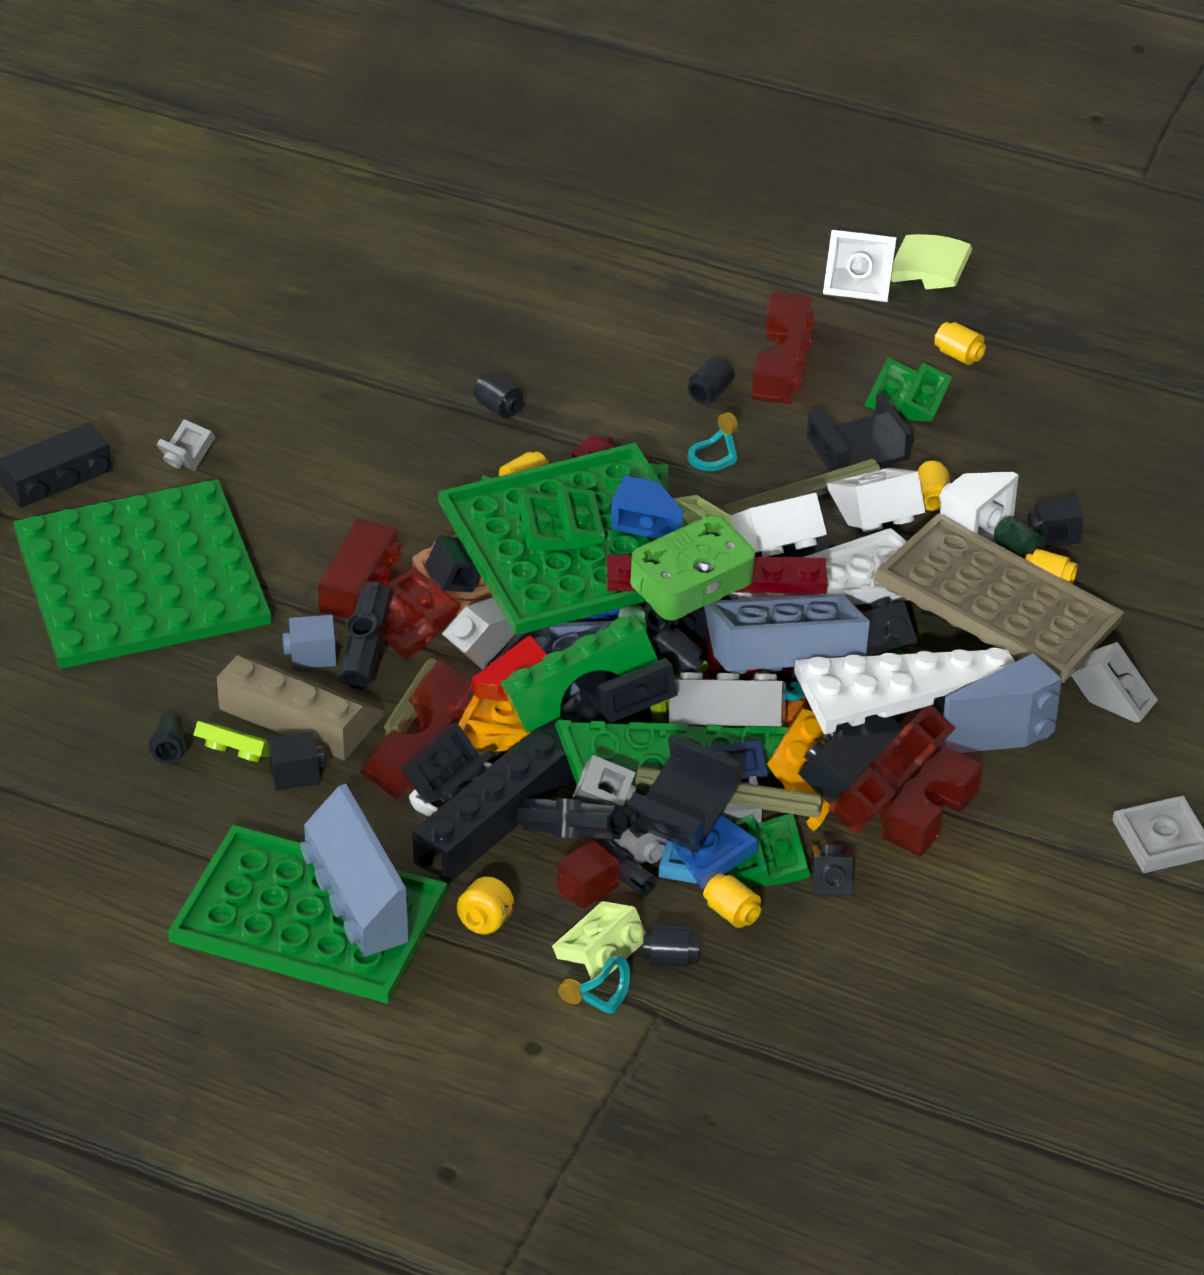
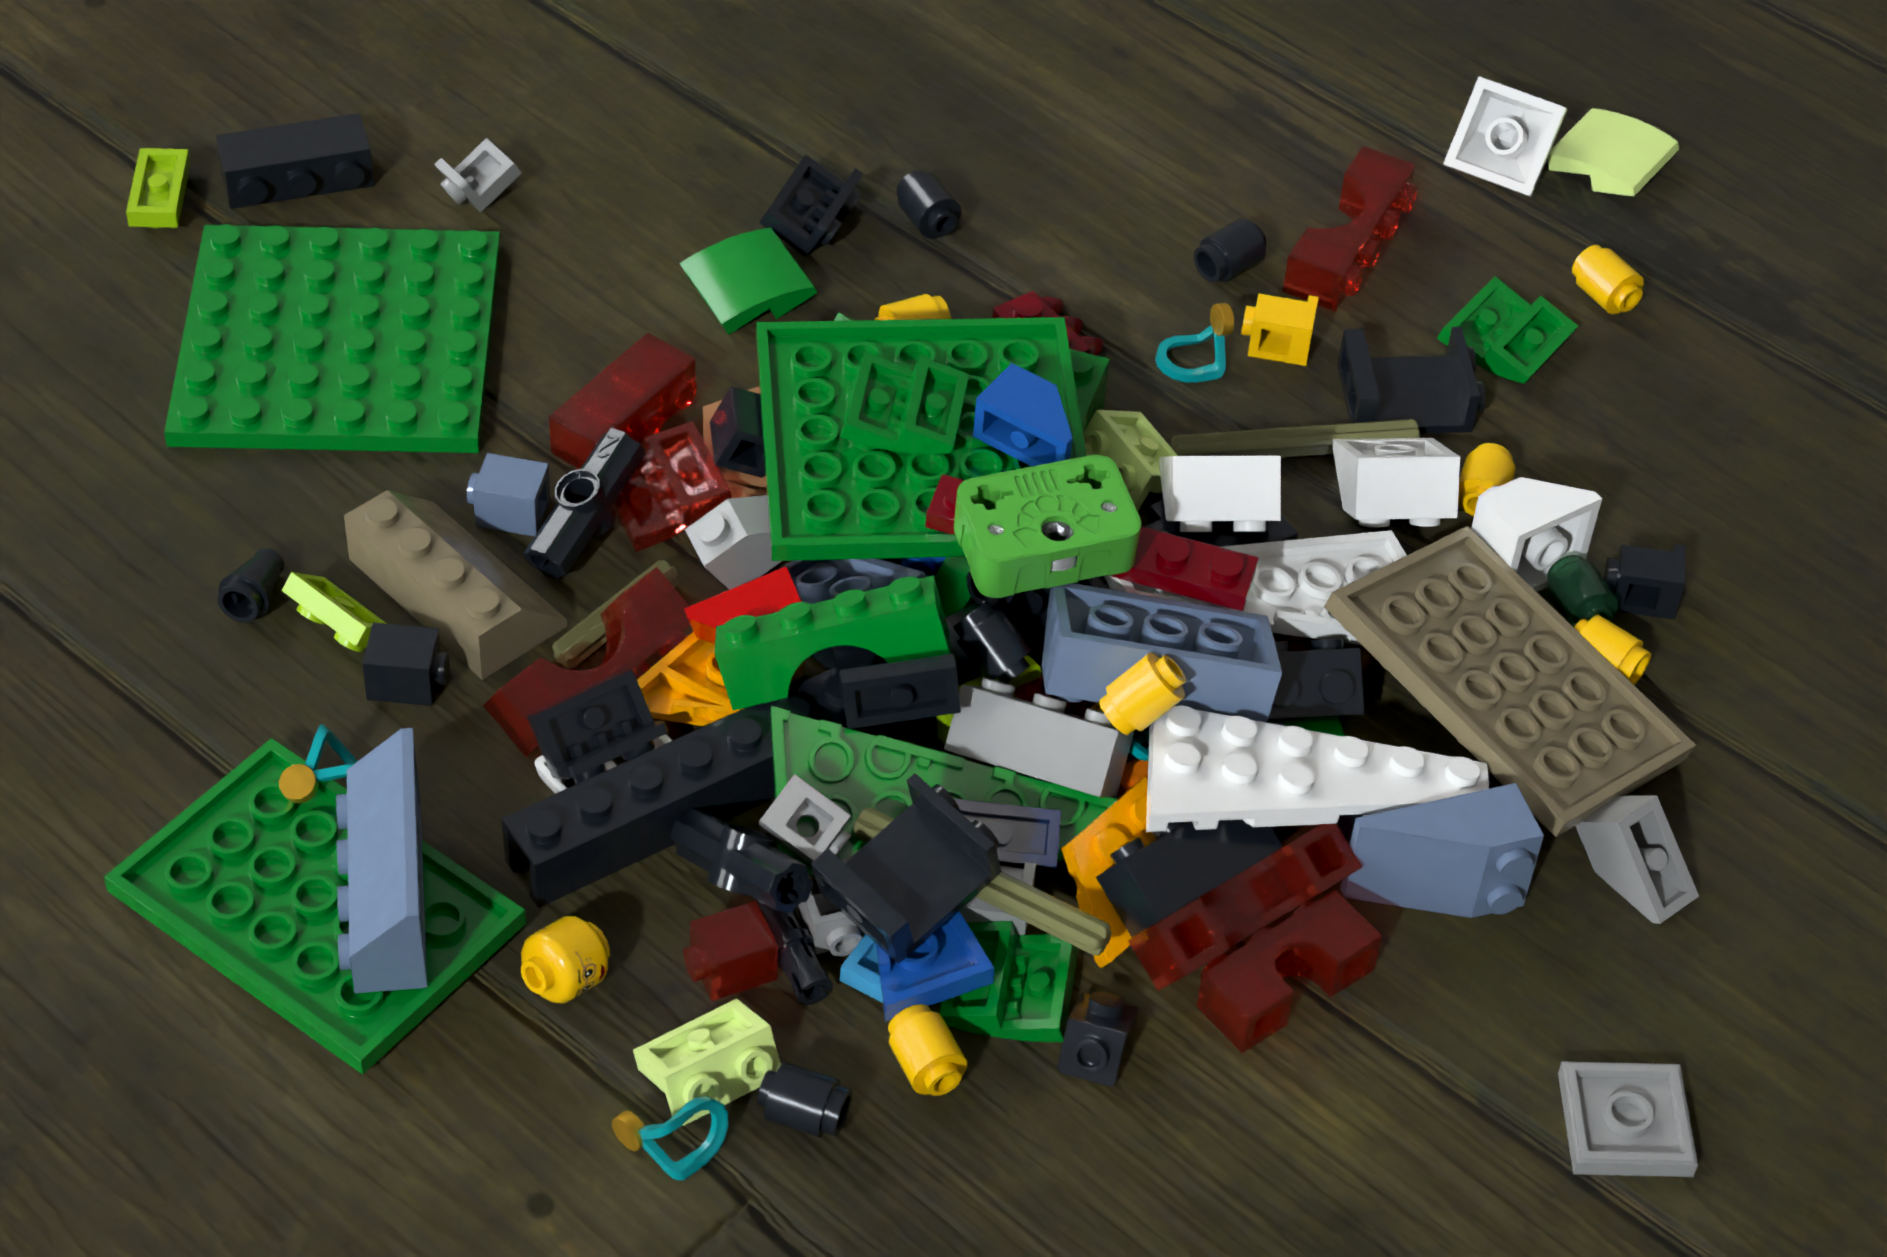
camera: 15 degrees right, 5 degrees up
(268, 843) = (301, 781): none -> piece
(399, 471) = (748, 277): none -> green slope
(421, 414) = (808, 205): none -> black bracket
(764, 421) = (1280, 328): none -> yellow brick
(790, 653) = (1143, 693): none -> yellow brick

